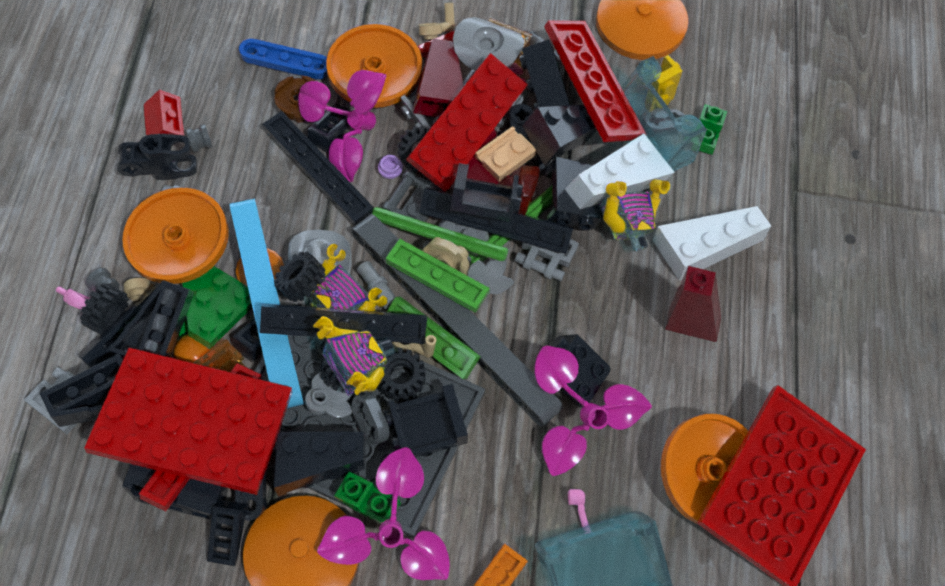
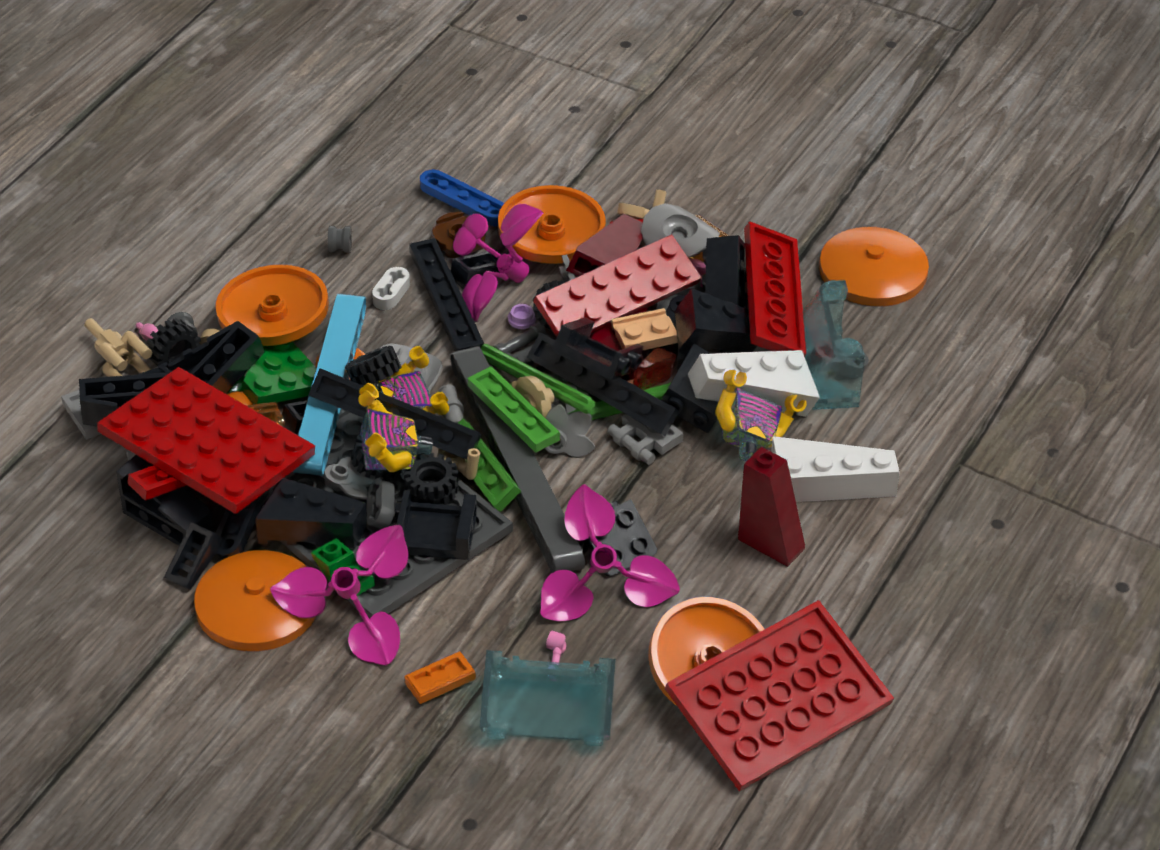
camera: 25 degrees right, 20 degrees down
(55, 331) = (118, 349): none -> tan plant
(155, 157) = (288, 239): black piece -> none
(163, 114) = (315, 213): red panel -> none
(261, 173) = (385, 286): none -> white beam
(669, 79) = (856, 317): yellow bracket -> none
(713, 121) = (892, 380): green slope -> none

